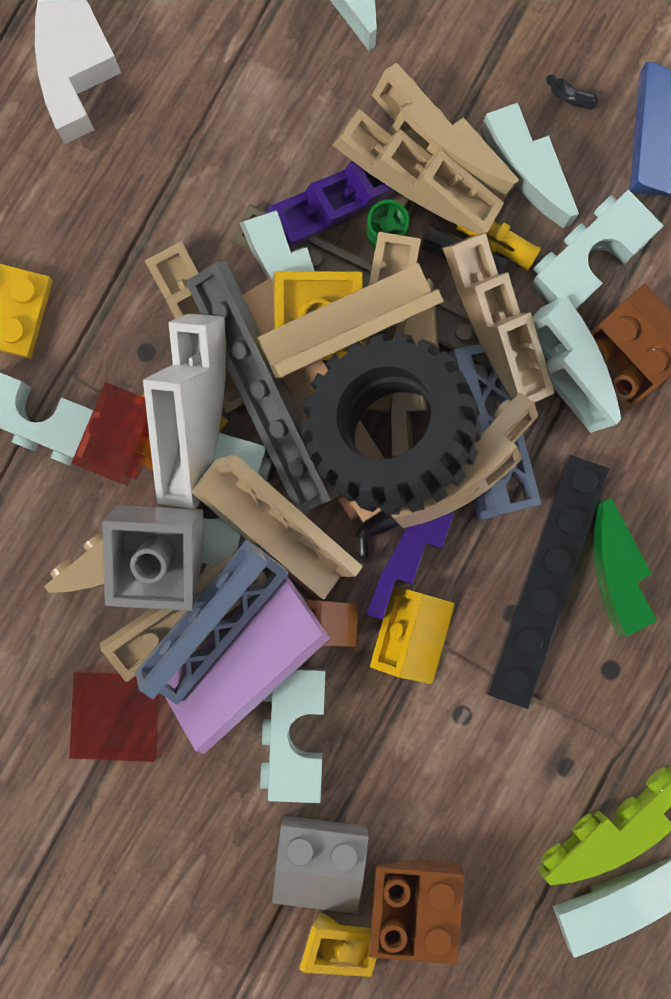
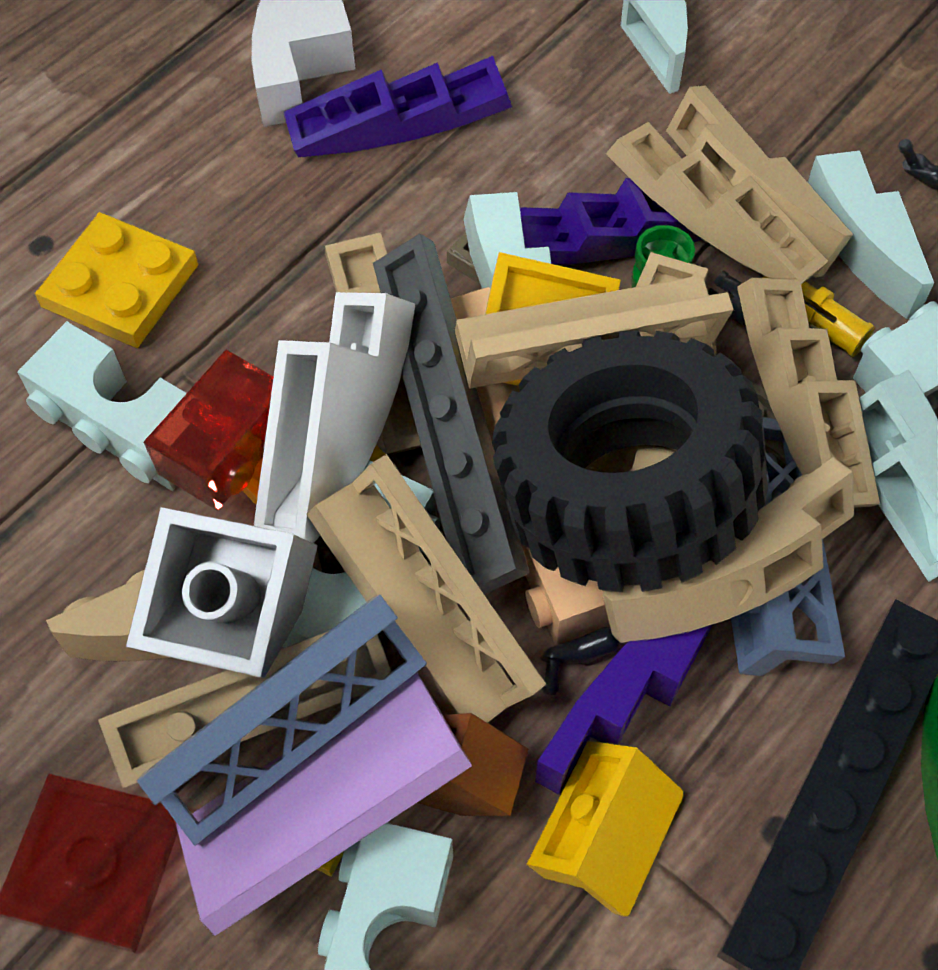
camera: 15 degrees right, 25 degrees down
(167, 114) = (383, 113): none -> dark purple slope

